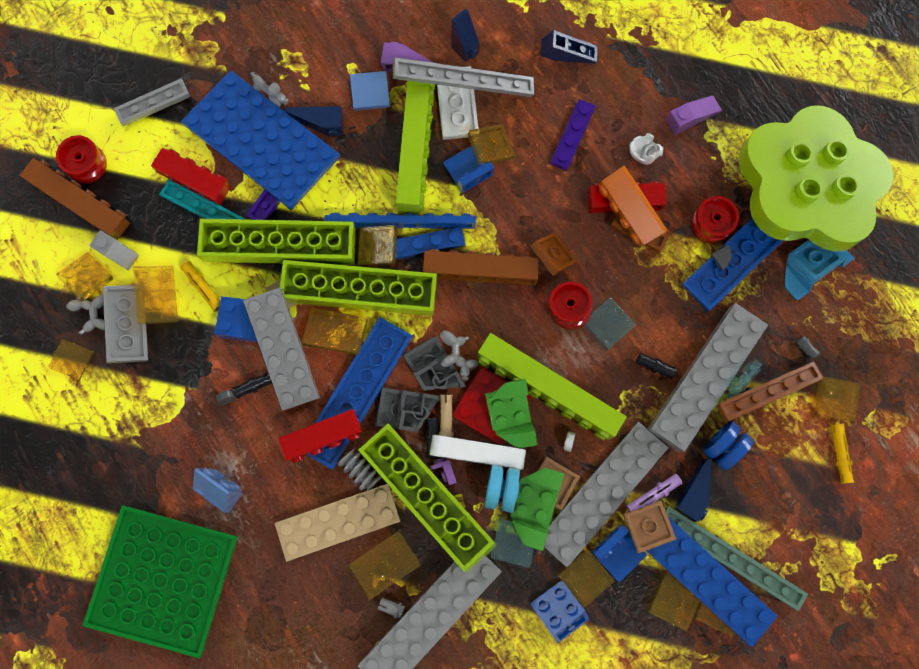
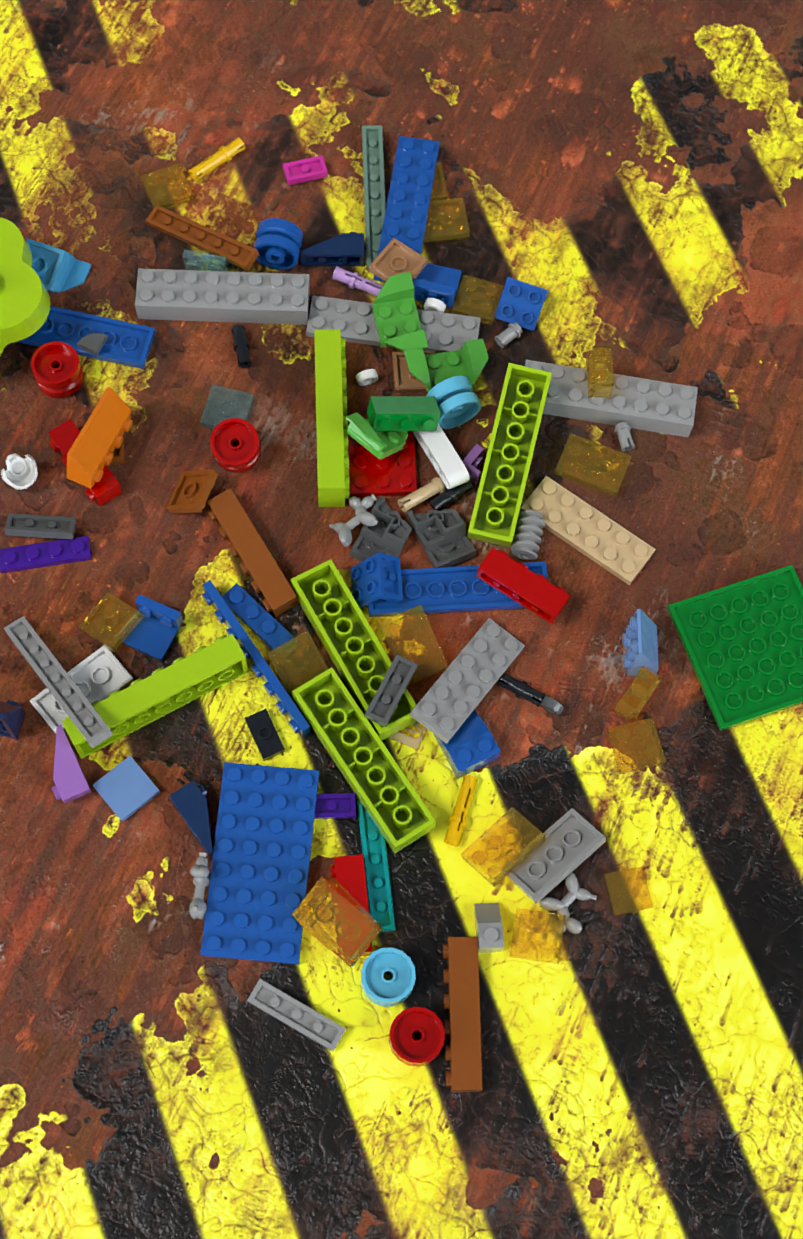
camera: 125 degrees left, 10 degrees down
(128, 166) = (386, 992): none -> medium azure wheel
(158, 437) = (636, 746): none -> clear yellow plate
(181, 153) = (337, 920): none -> clear yellow slope
(185, 459) = (637, 694): none -> clear yellow window
(304, 284) = (391, 690): none -> dark grey plate
(344, 196) = (264, 734): none -> black plate
(398, 336) = (377, 579): none -> blue bracket
(446, 618) = (600, 372): none -> clear yellow window
(510, 436) = (403, 413): none -> green brick
(510, 546) = (493, 374): clear light blue tile -> none
(537, 579) = (512, 332): none -> light grey pin
(594, 141) = (40, 526): none -> dark grey plate
(599, 536) = (433, 304): none -> white tile
(601, 496) = (397, 315): none -> bright green piece
(790, 518) = (305, 170): none -> dark pink plate
(807, 347) = (132, 237): dark grey pin -> none

